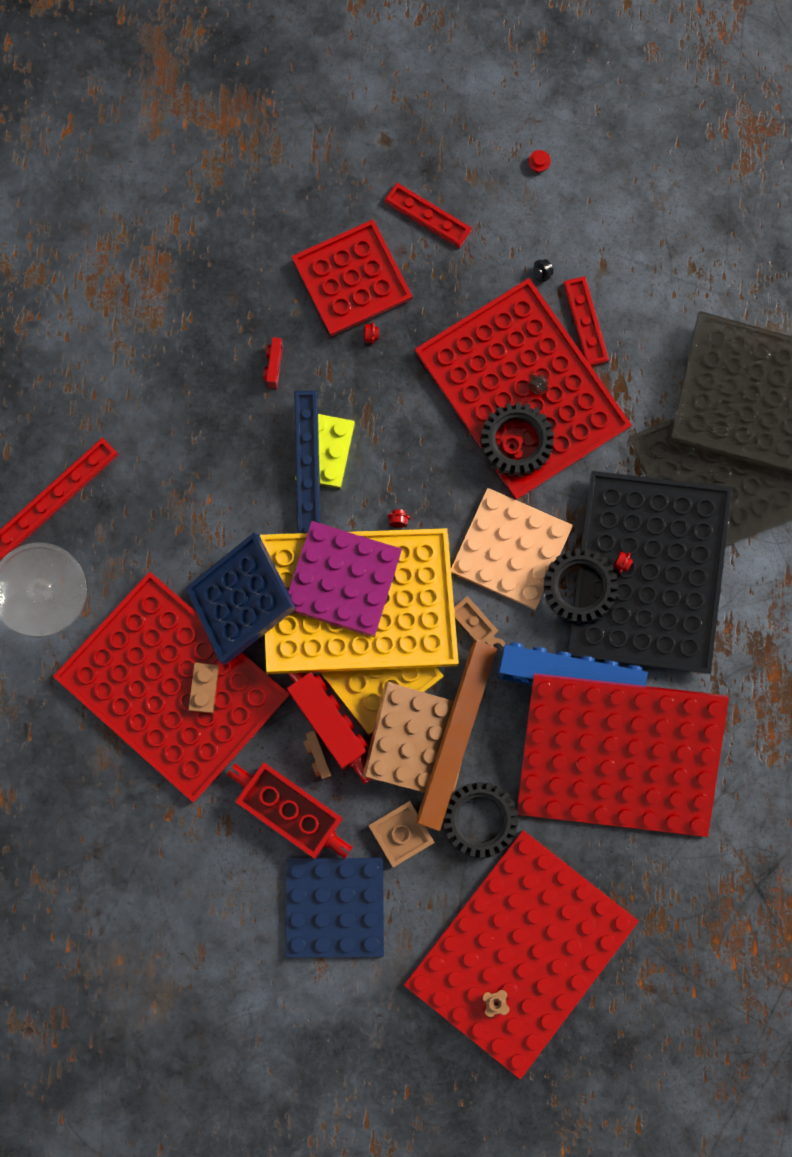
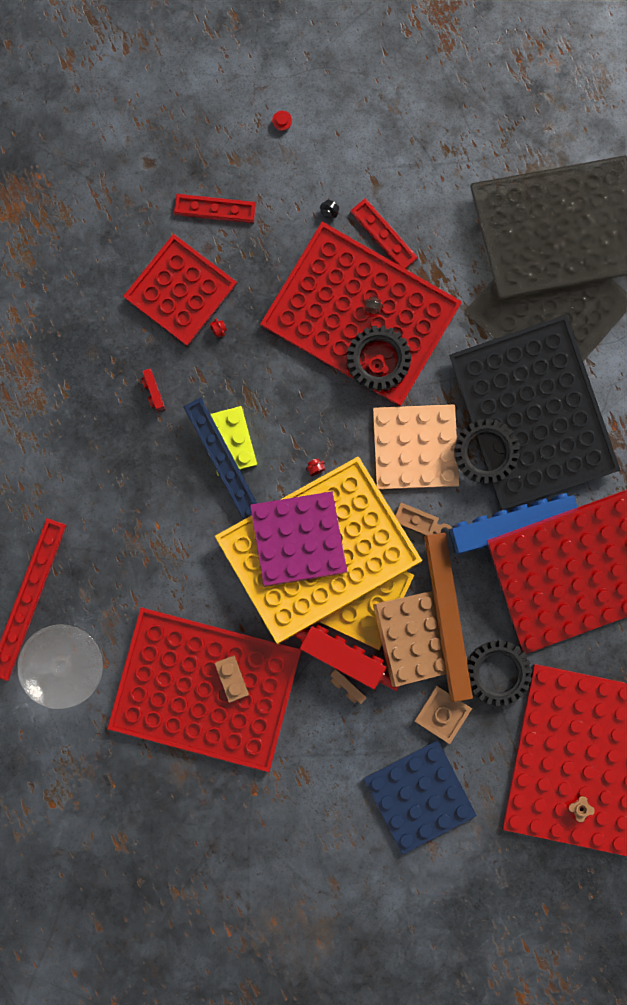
camera: 25 degrees left, 5 degrees up
(240, 598) = (225, 594): dark blue plate -> none
(289, 810) = (348, 741): red brick -> none
(622, 562) = (510, 416): red plate -> none

